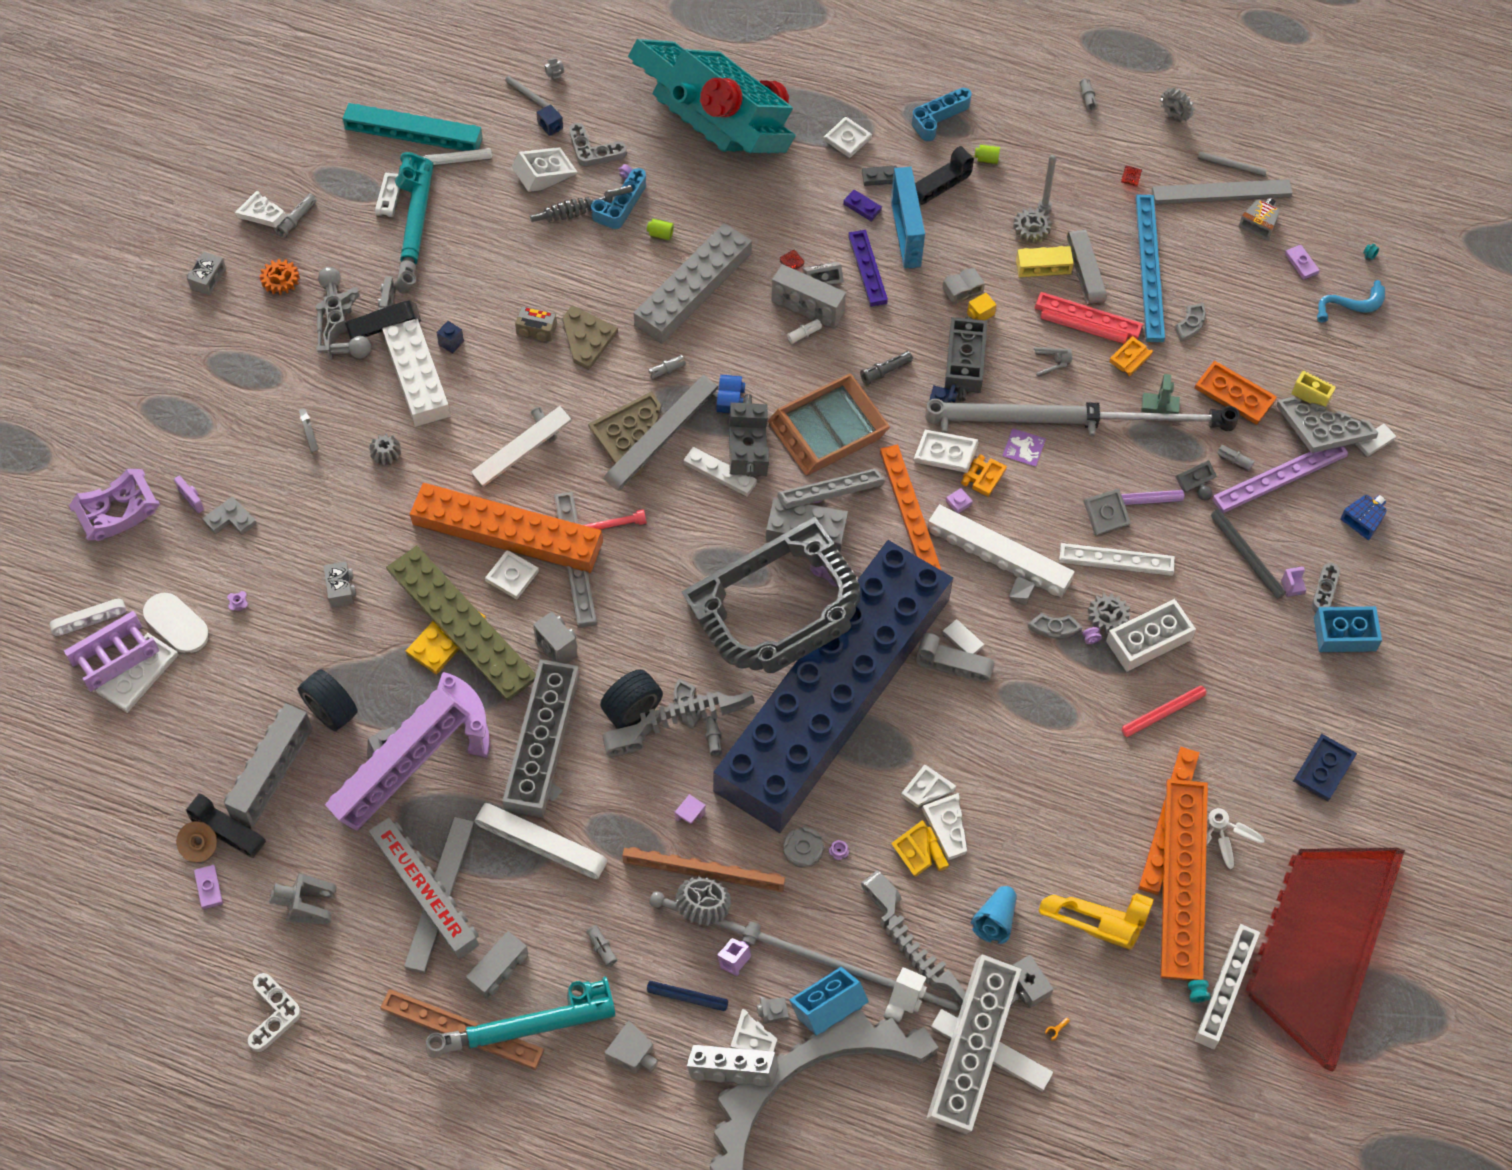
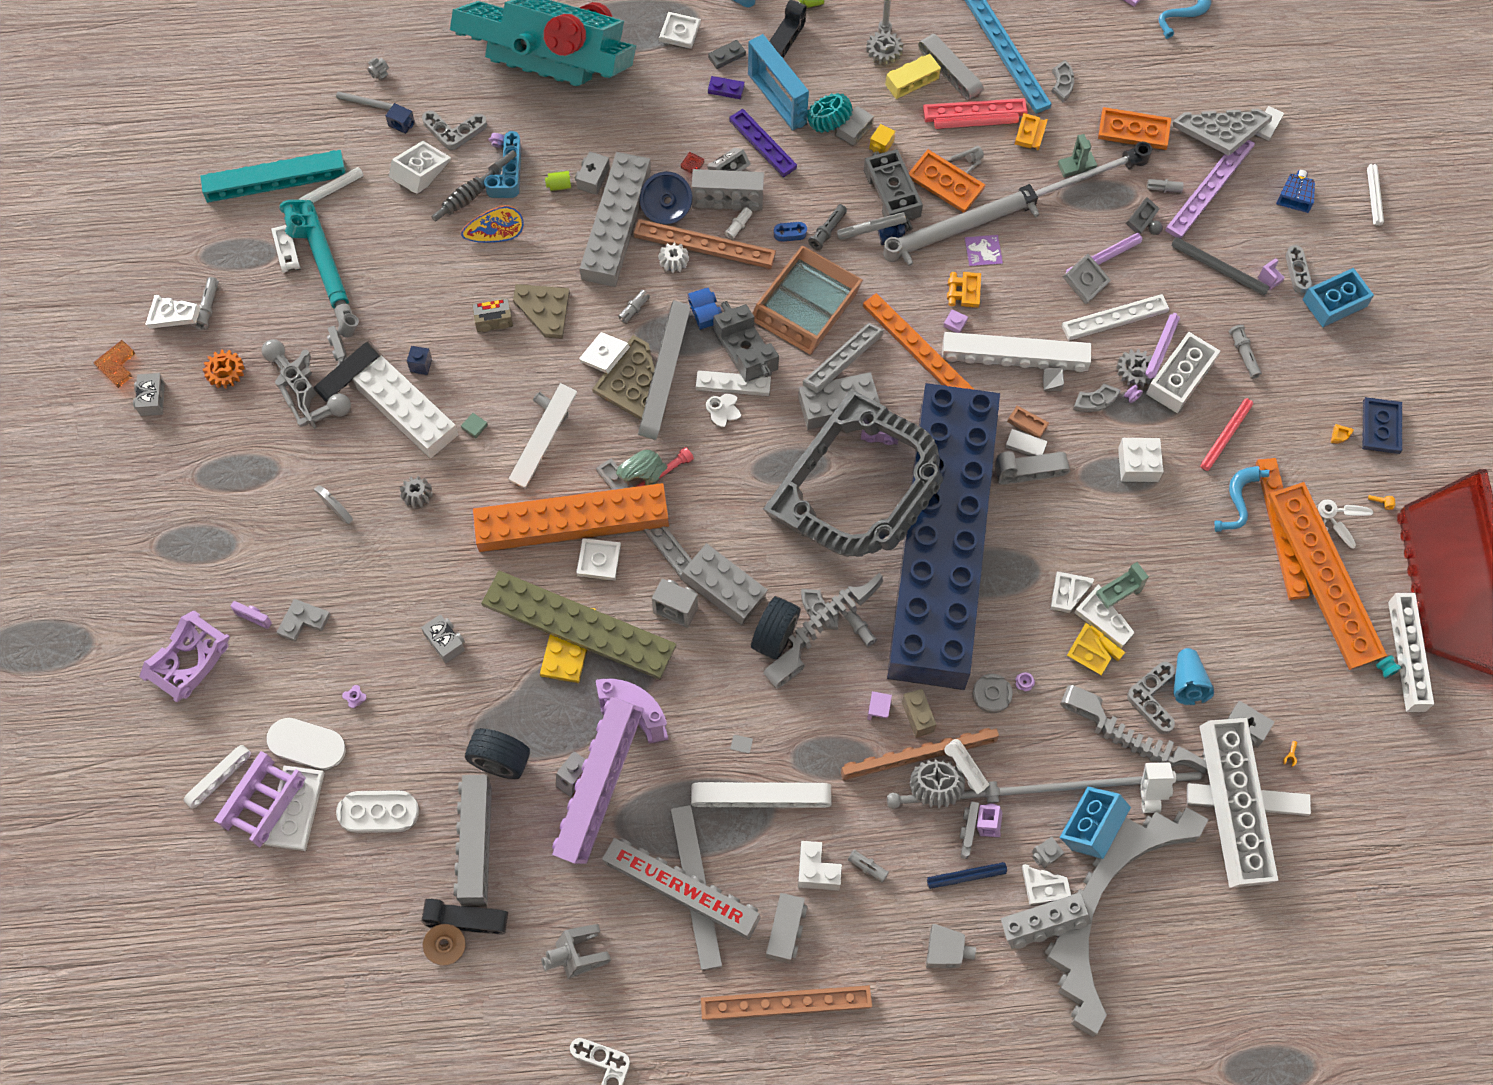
camera: 25 degrees left, 5 degrees up
(190, 233) = (111, 363): none -> clear orange tile
(204, 706) = (377, 811): none -> white tile
(208, 887) = (477, 981): lavender plate -> none
(468, 413) = (474, 425): none -> sand green tile
(541, 738) = (711, 700): light grey brick -> none
(549, 926) = (814, 873): none -> white brick
(580, 246) = (494, 225): none -> shield
(591, 1006) = (889, 928): teal piece -> none
(595, 508) = (642, 465): none -> sand green hair
(608, 641) = (724, 584): none -> light grey brick
(617, 396) = (604, 352): none -> white plate
(694, 233) = (592, 172): none -> light grey brick
(699, 493) = (725, 409): none -> white plate
(709, 957) = (967, 832): none -> light grey hinge
(722, 833) = (918, 713): none -> dark tan brick
(726, 338) = (673, 257): none -> white gear
(737, 896) = (966, 765): none -> white plate
(740, 275) = (658, 189): none -> dark blue dish
(763, 337) = (705, 243): none -> nougat plate
(849, 357) = (790, 231): none -> blue beam
(924, 381) = (871, 226): none -> light grey axle
(943, 263) = (829, 112): none -> teal gear
(946, 451) = (921, 281): white tile -> none
(948, 912) = (1146, 693): none -> light grey beam
(975, 619) = (1028, 422): none -> nougat plate
(977, 803) = (1123, 586): none -> sand green bracket
(1021, 369) = (946, 181): none -> orange plate
(1063, 697) = (1140, 460): none -> white brick
(1115, 926) = (1295, 640): yellow panel -> none
(1144, 602) = (1162, 346): none -> lavender axle
(1149, 758) = (1238, 481): none -> dark azure animal
(1227, 634) = (1243, 343): none -> light grey pin
(1279, 758) = (1341, 434): none -> light orange tile
(1290, 840) = (1389, 501): none -> light orange hand
(1313, 389) = (1198, 99): light yellow brick -> none
(1446, 549) = (1375, 195): none -> white axle

